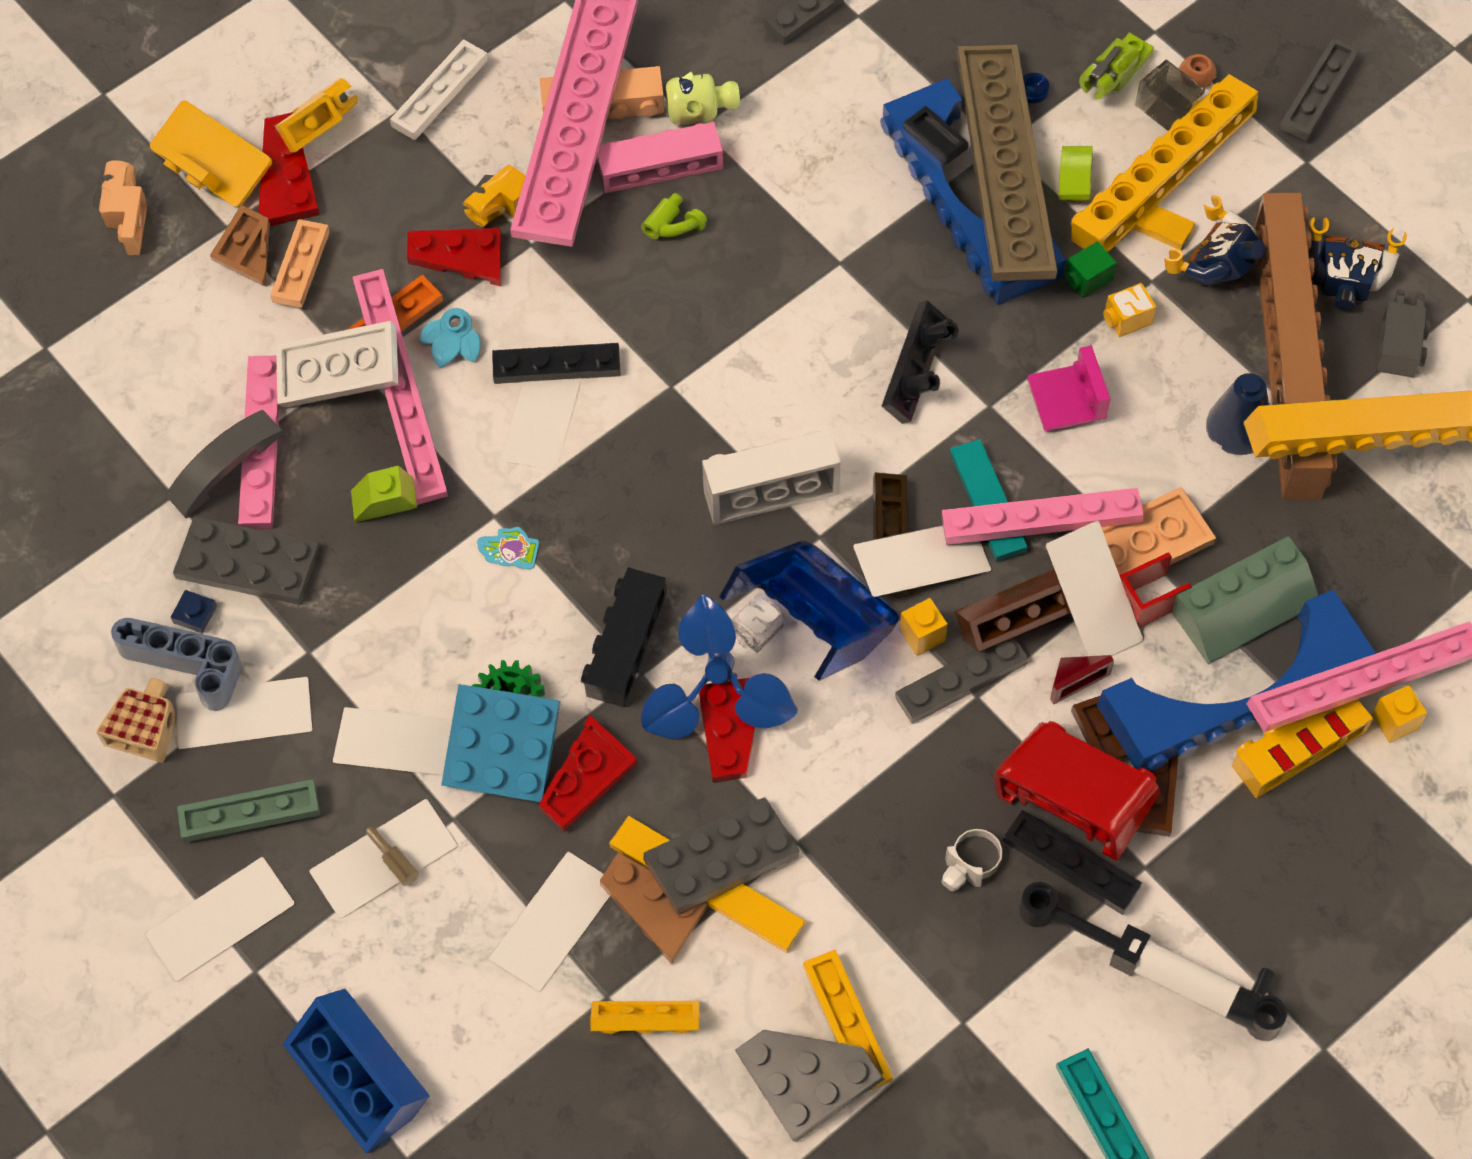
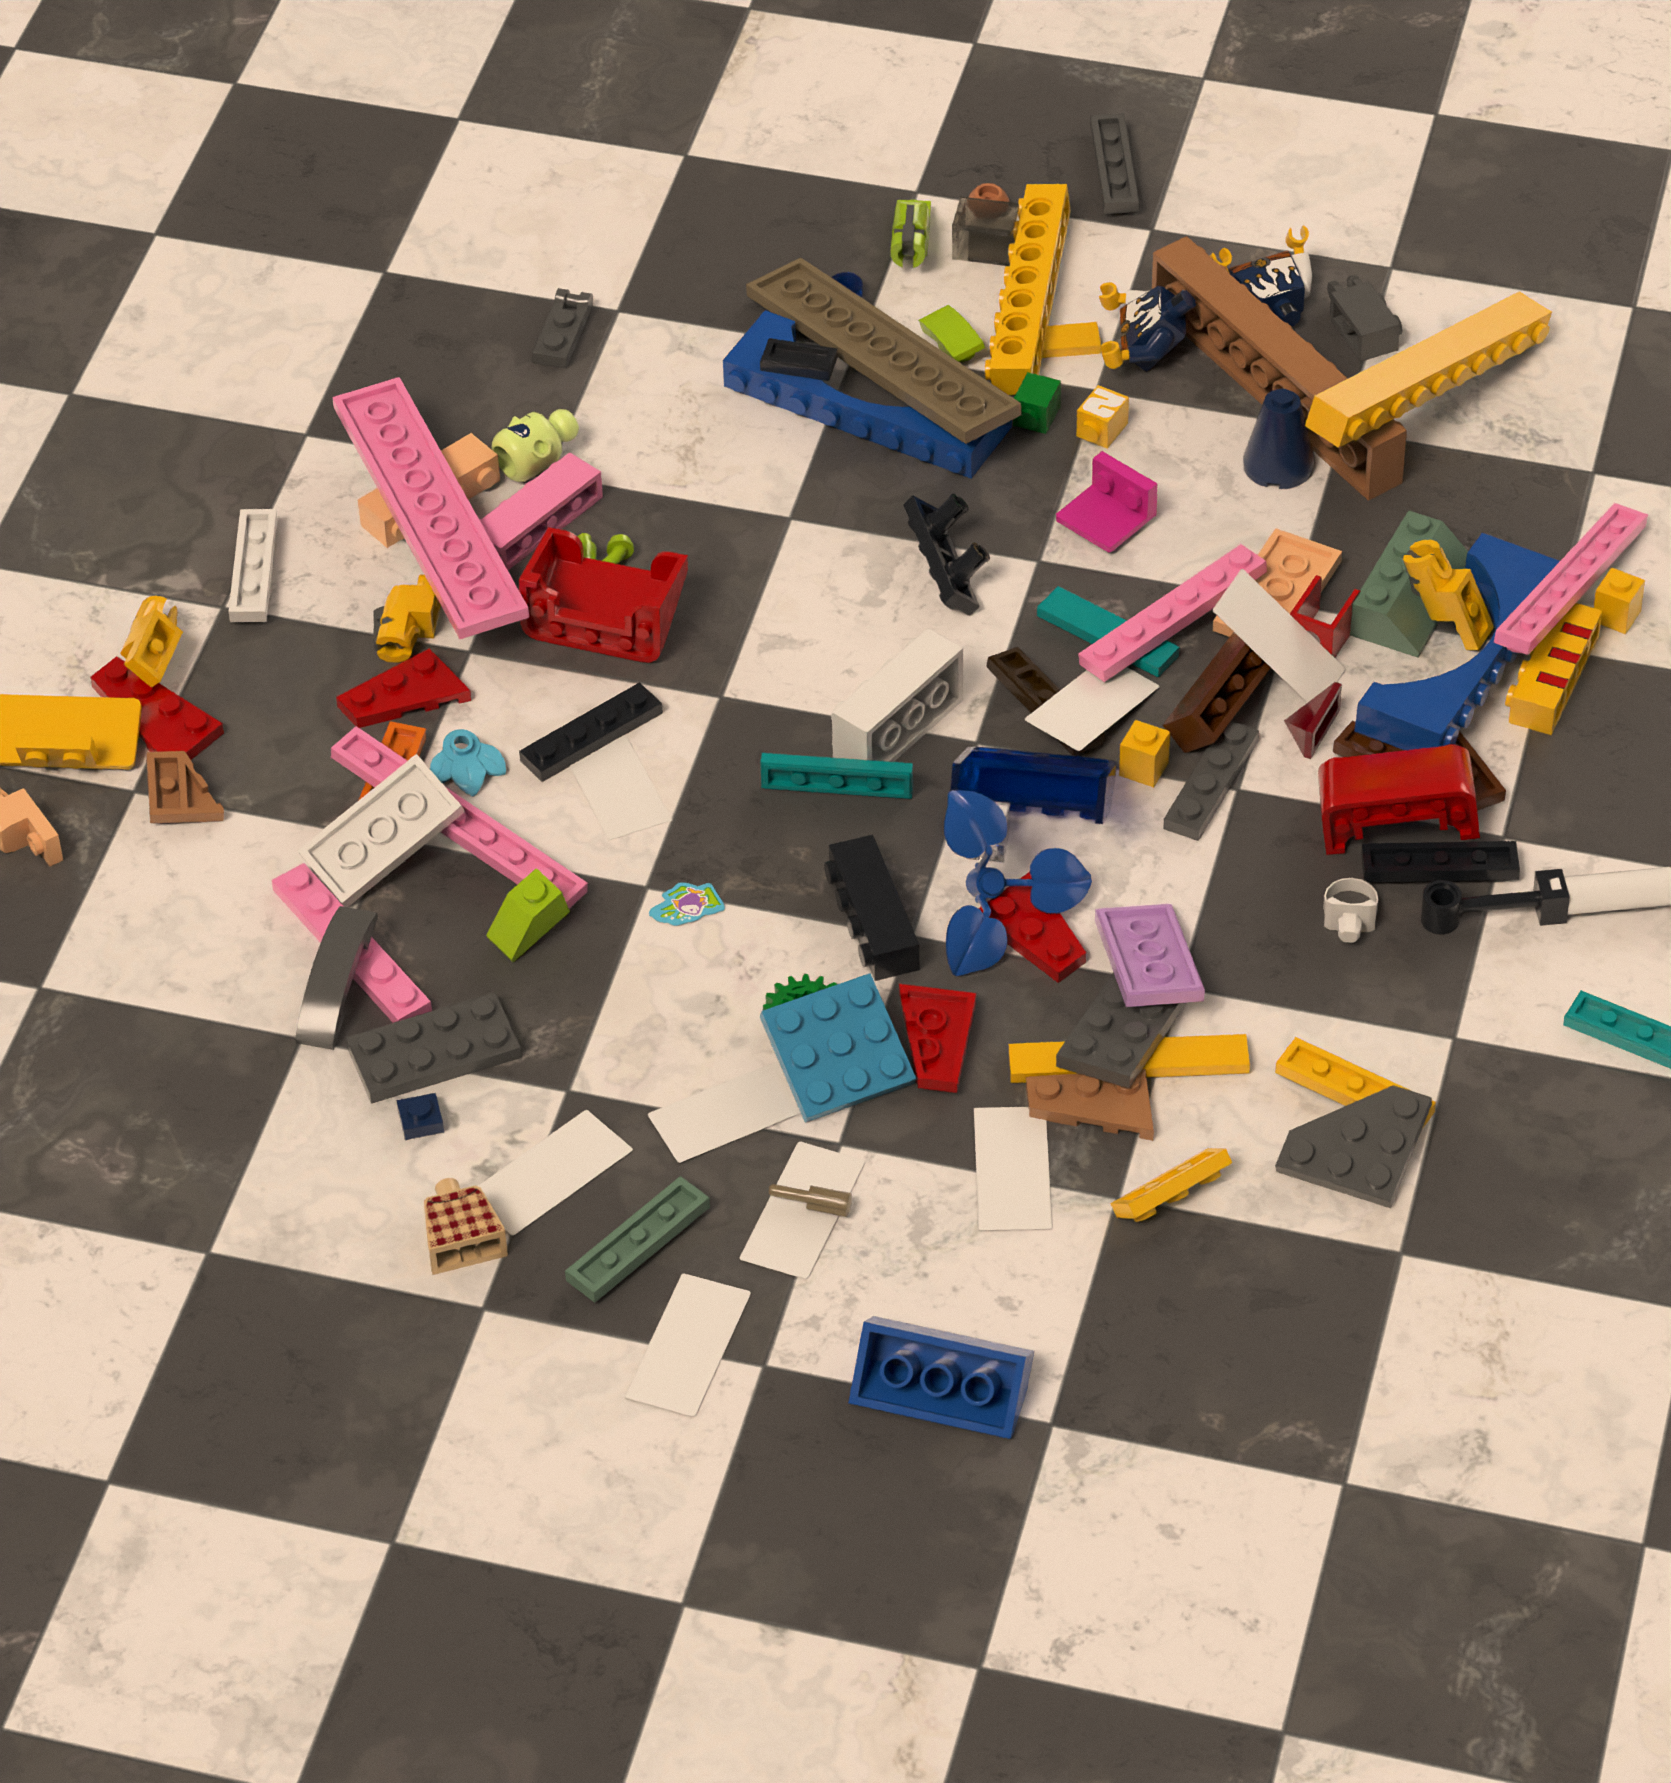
camera: 35 degrees left, 15 degrees down
(138, 642) = (446, 1149): sand blue beam -> none
(300, 263) = (249, 778): light nougat plate -> none
(637, 255) = (600, 602): none -> red windscreen
(689, 508) = (836, 775): none -> teal tile
(782, 808) = (1149, 955): none -> lavender tile
(1258, 631) = (1448, 592): none -> yellow plate

